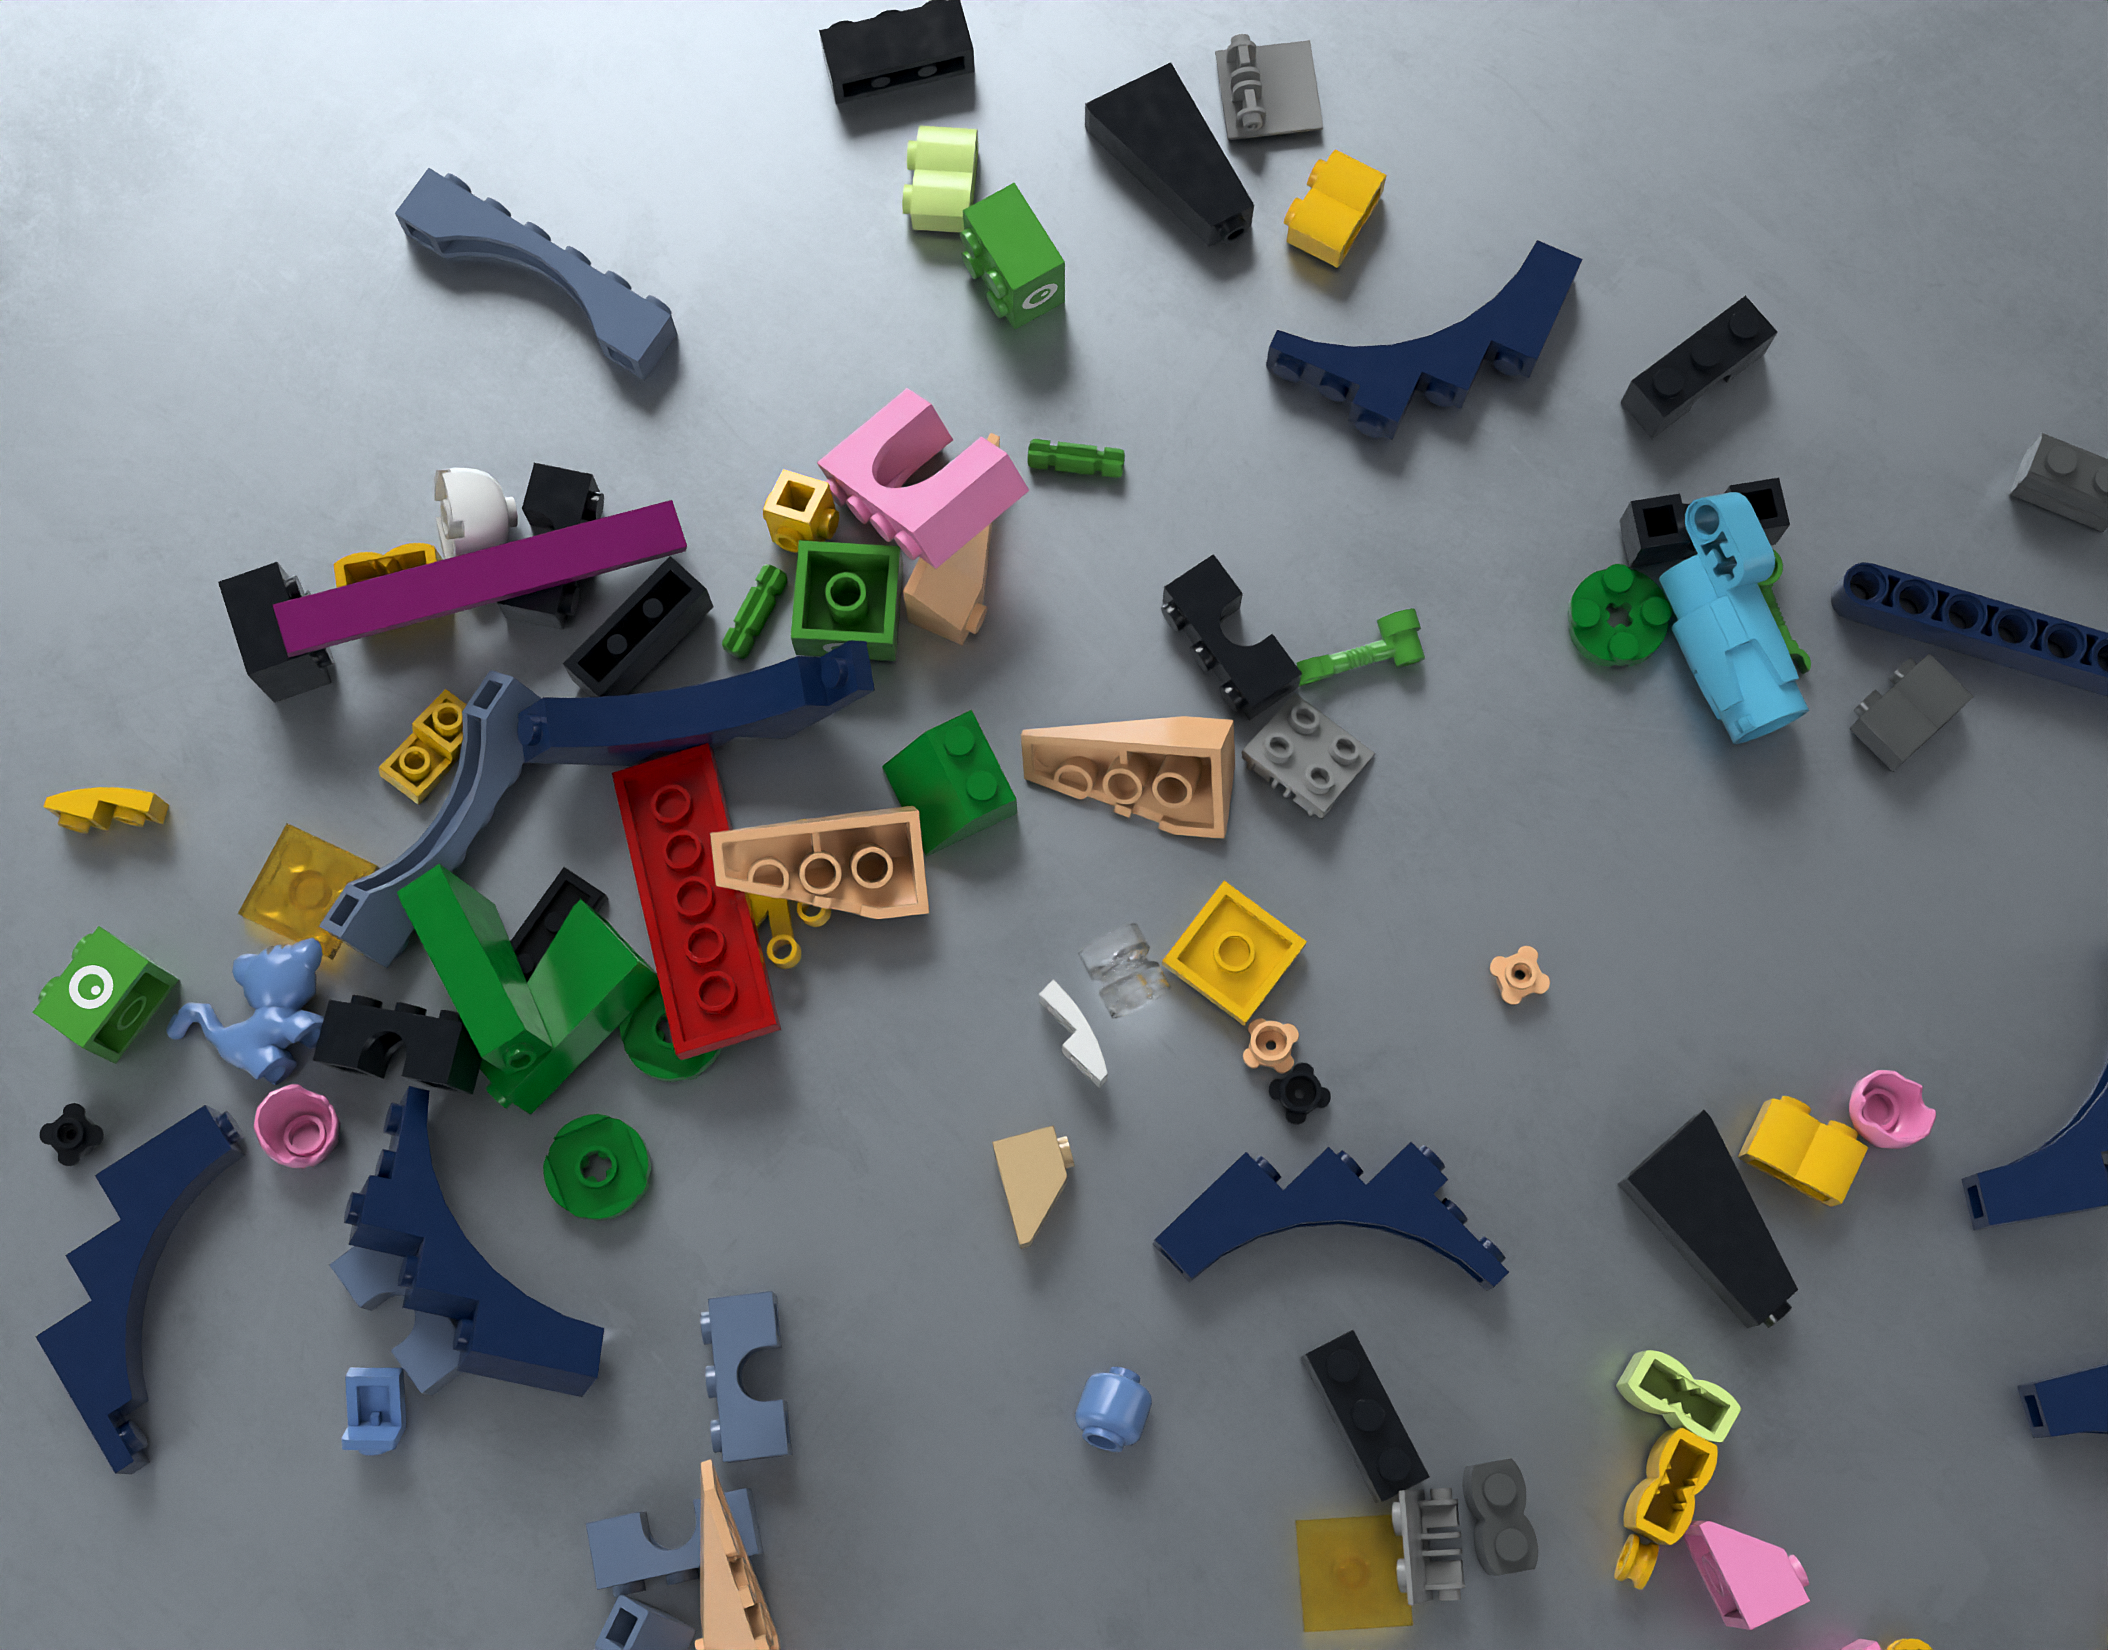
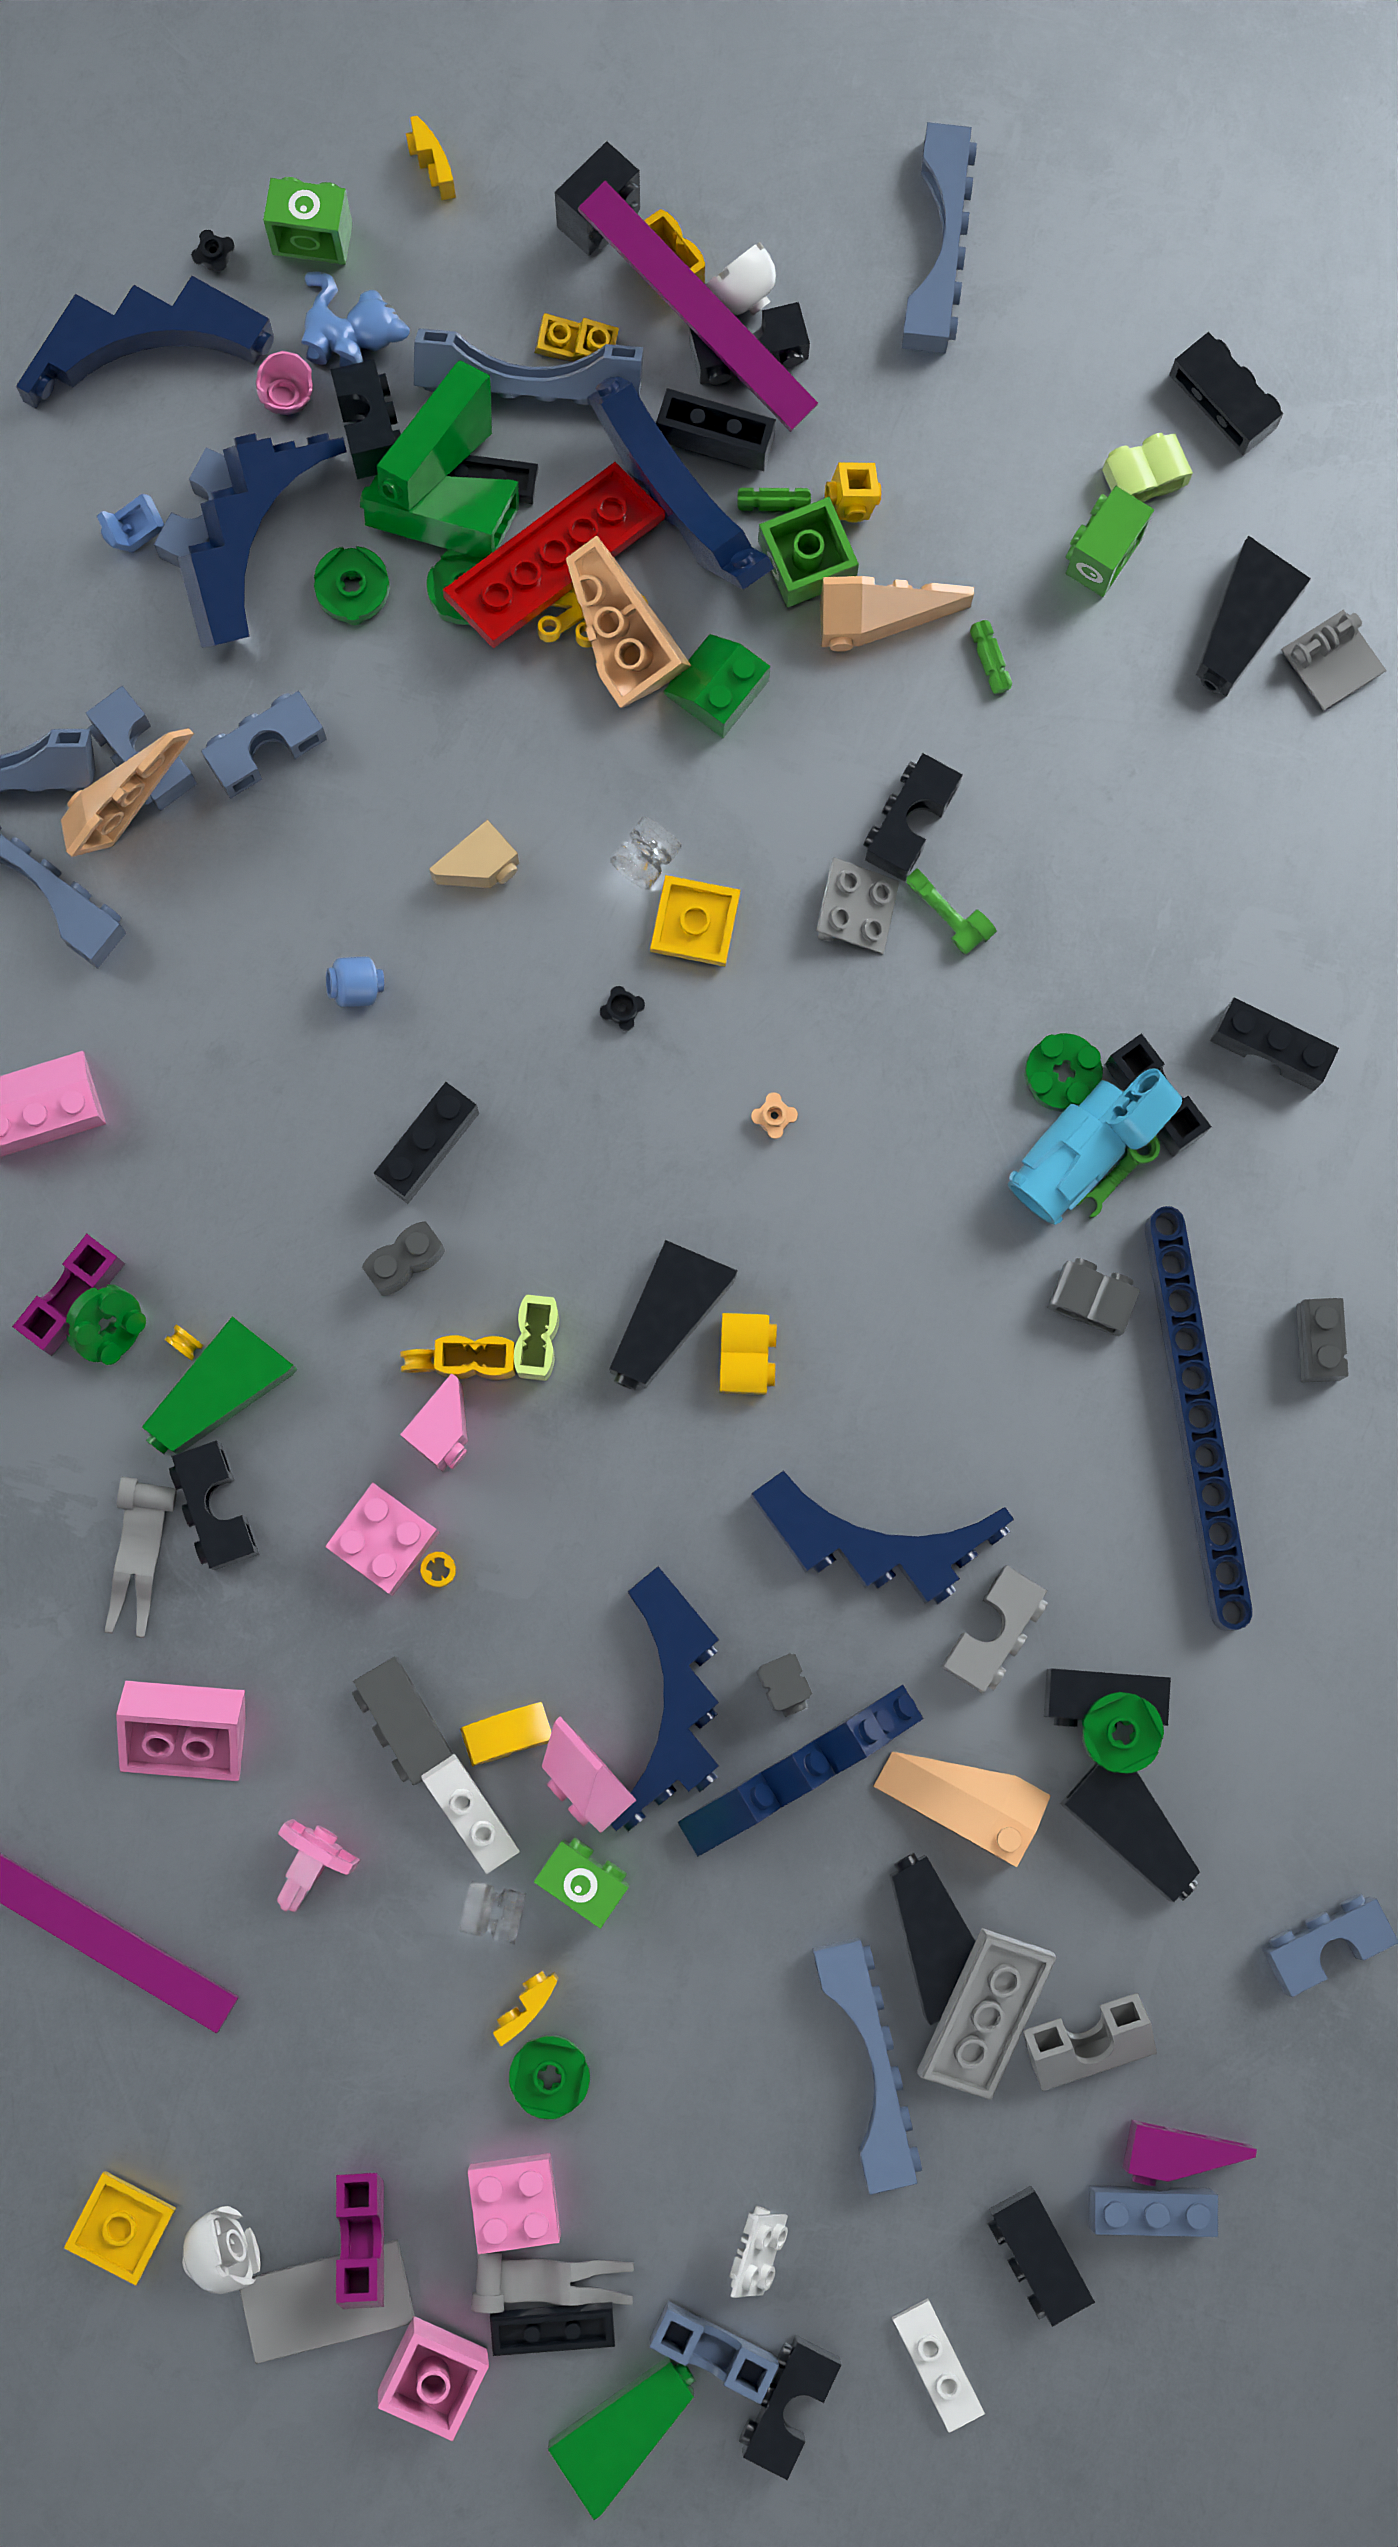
camera: 60 degrees right, 5 degrees up
(301, 886) = (442, 304): clear yellow plate -> none
(931, 516) = (894, 576): bright pink arch -> none
(1082, 1046) = (583, 849): white slope -> none
(1156, 768) = (797, 811): light nougat wedge -> none
(1271, 1031) = (649, 964): light nougat plate -> none
(1334, 208) = (1265, 743): yellow brick -> none
(1350, 1574) = (324, 1183): clear yellow plate -> none
(1398, 1201) = (529, 1007): dark blue arch -> none
(1416, 1571) = (356, 1210): light grey hinge -> none
(1441, 365) = (1236, 902): dark blue arch -> none
(1890, 1110) = (801, 1398): bright pink hair -> none

